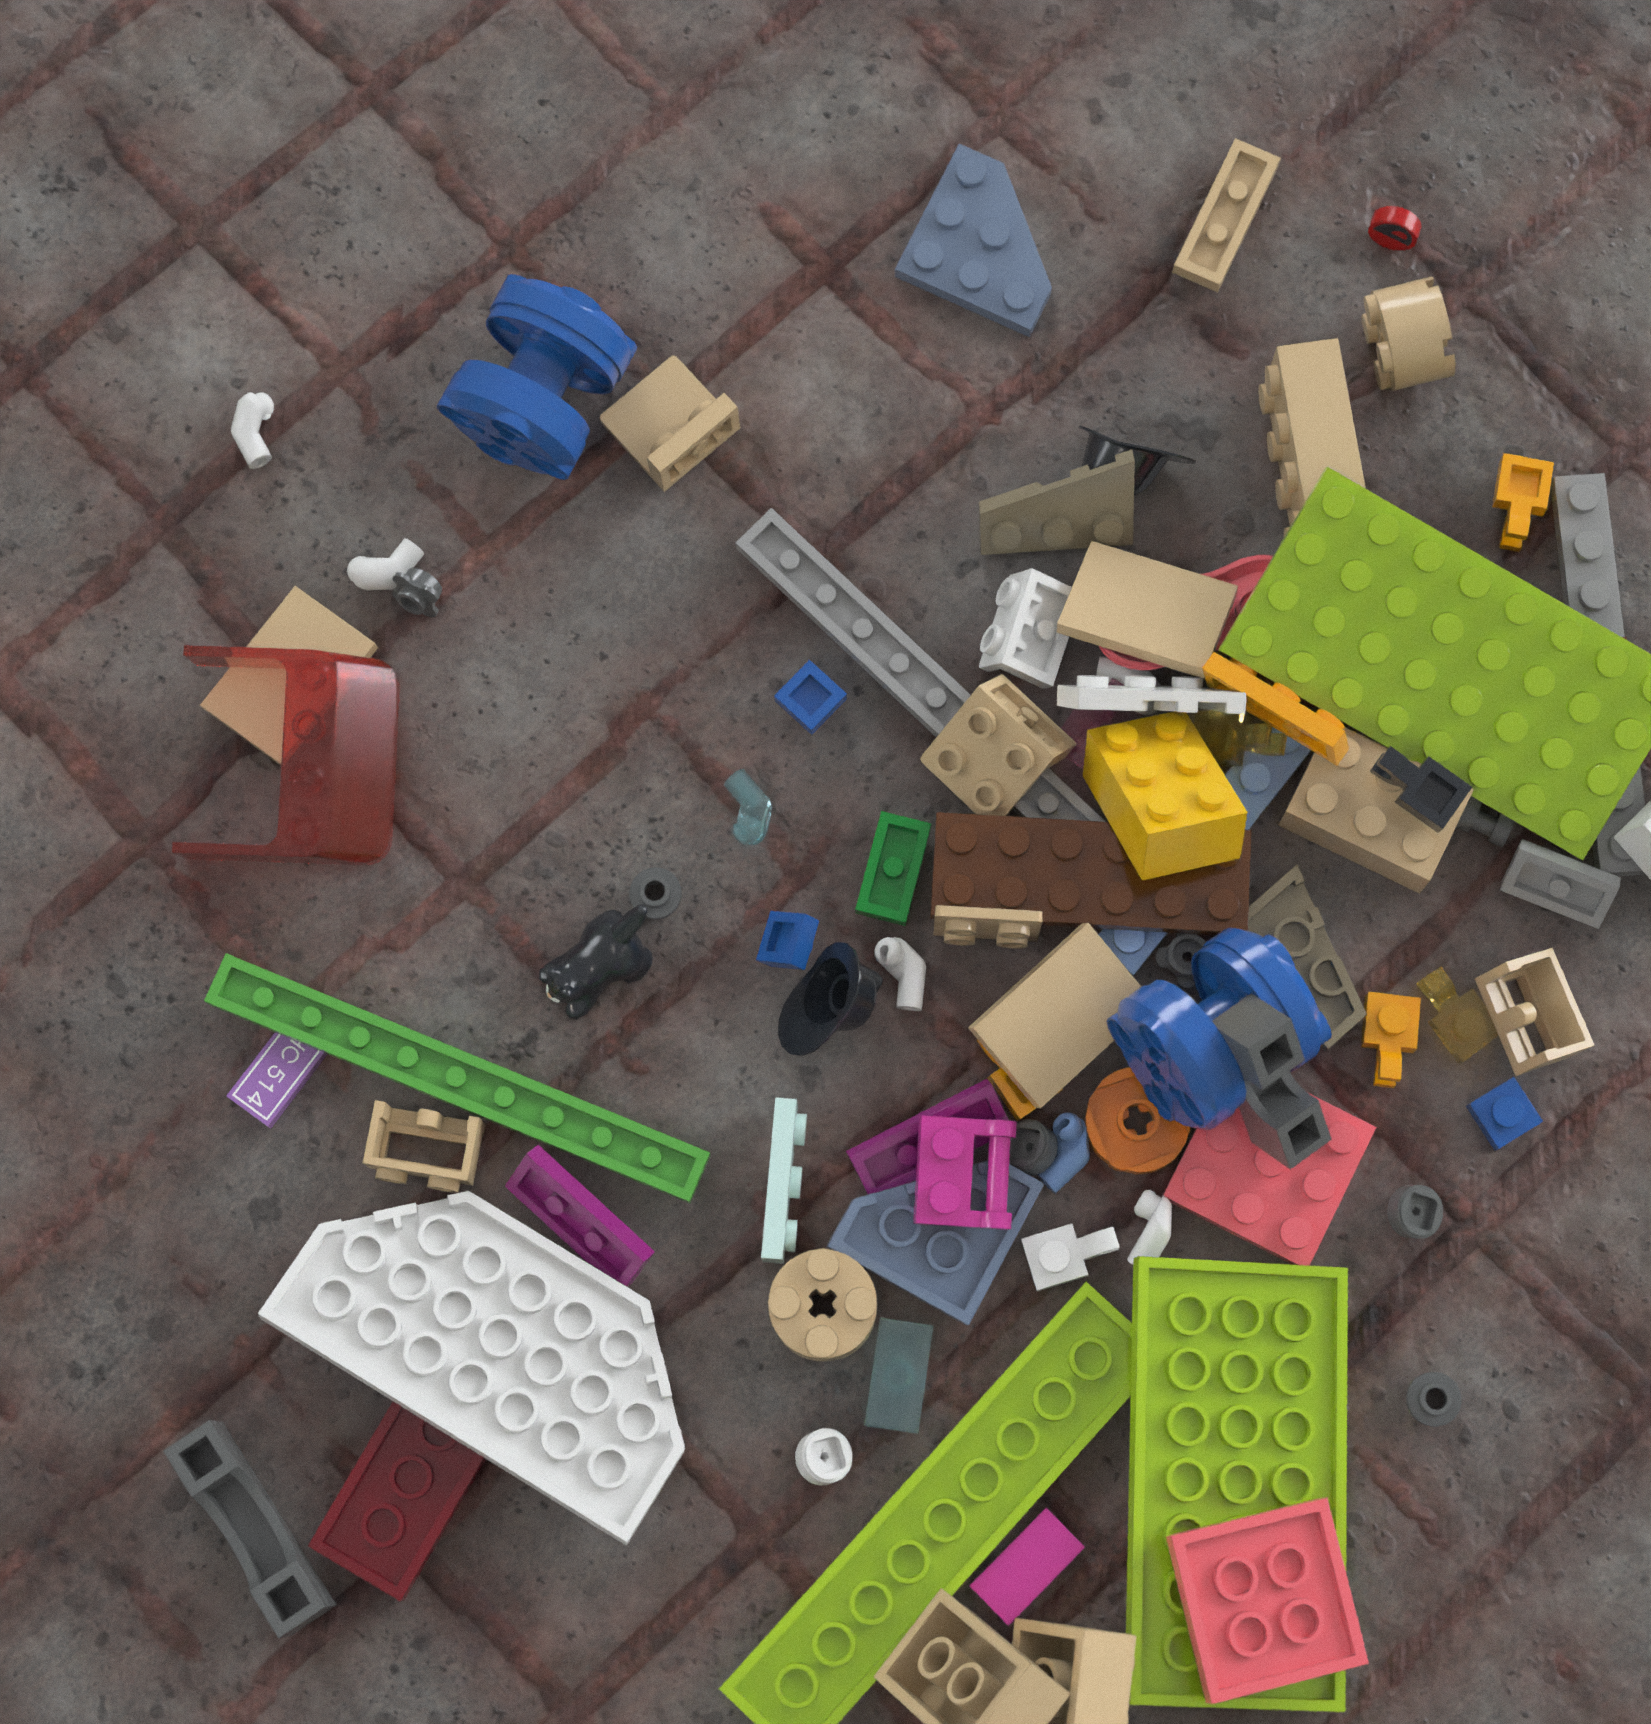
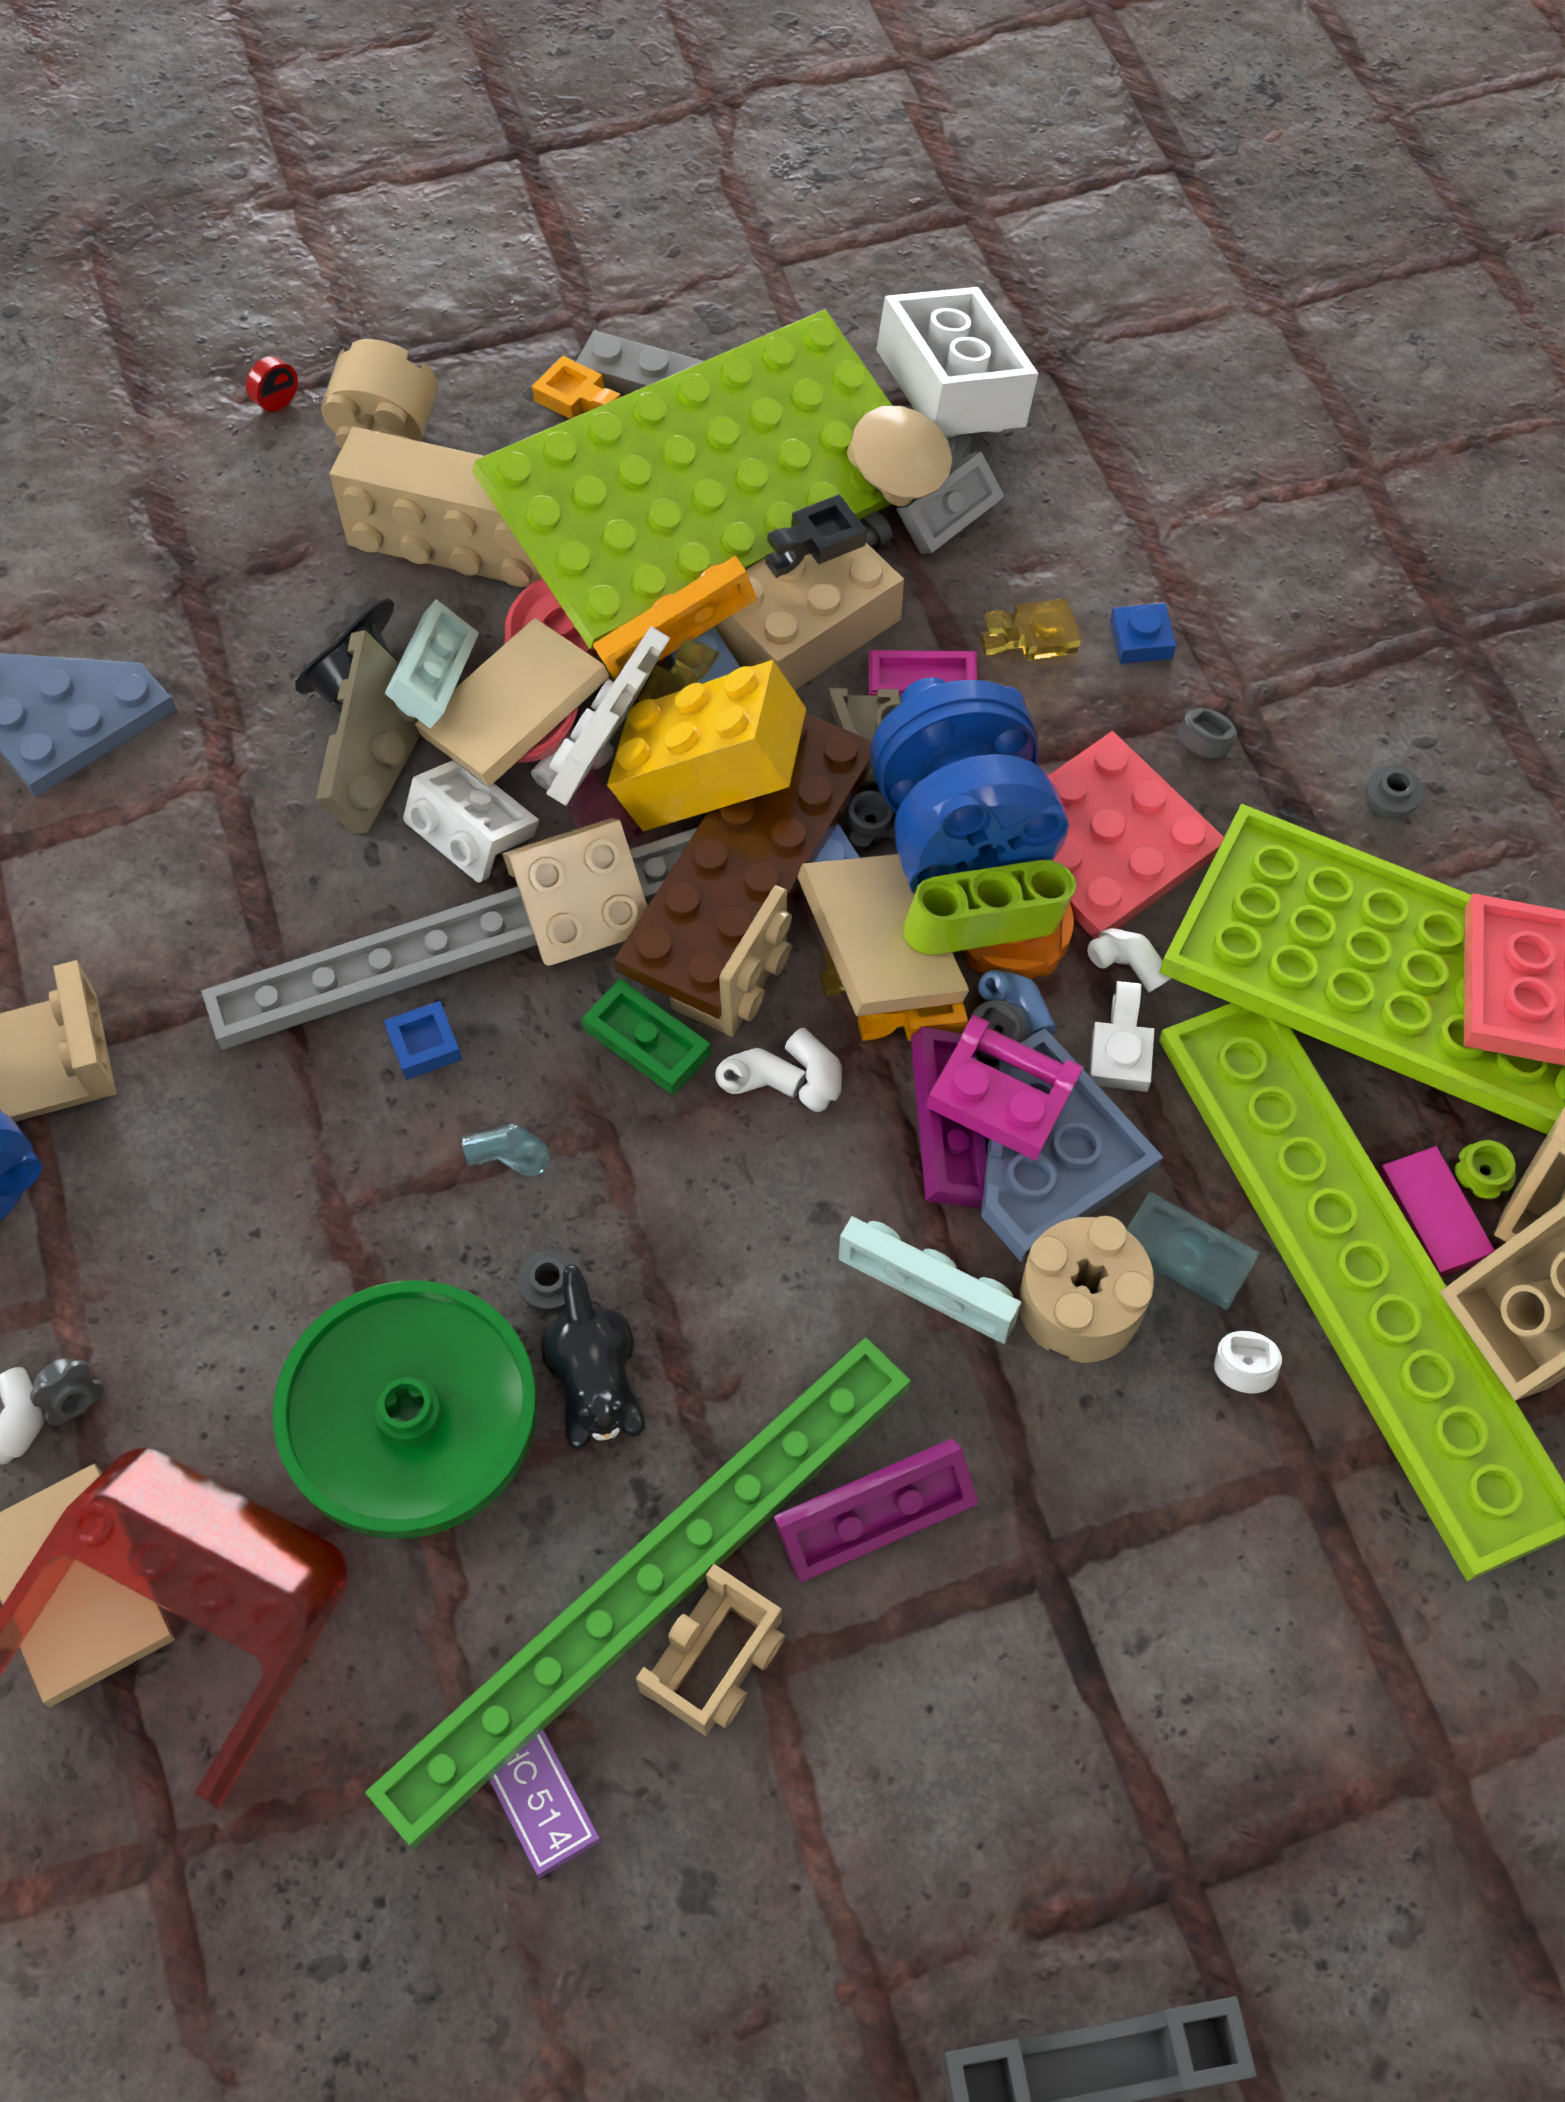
camera: 70 degrees left, 15 degrees down
(397, 1502) = (1103, 1840): dark red plate -> none
(495, 1347) = (983, 1670): white plate -> none
(503, 840) = (405, 1409): none -> green dish
(787, 940) = (670, 1165): blue plate -> none
(829, 998) = (755, 1152): black piece -> none
(927, 1021) = (822, 1071): none -> white arm
(1083, 1611) = (1496, 1159): none -> lime plate
(1142, 1101) = (988, 907): none -> lime beam
(1150, 526) = (432, 664): none -> light aqua plate
(1226, 215) = (170, 501): tan plate -> none
(1276, 1108) = (1083, 767): dark grey arch -> none
(1360, 938) = (902, 667): none -> dark pink tile
(1391, 1029) = (1036, 686): light orange plate -> none
(1547, 1004) = (1062, 563): tan window -> none
(1567, 818) = (900, 453): none -> tan dish

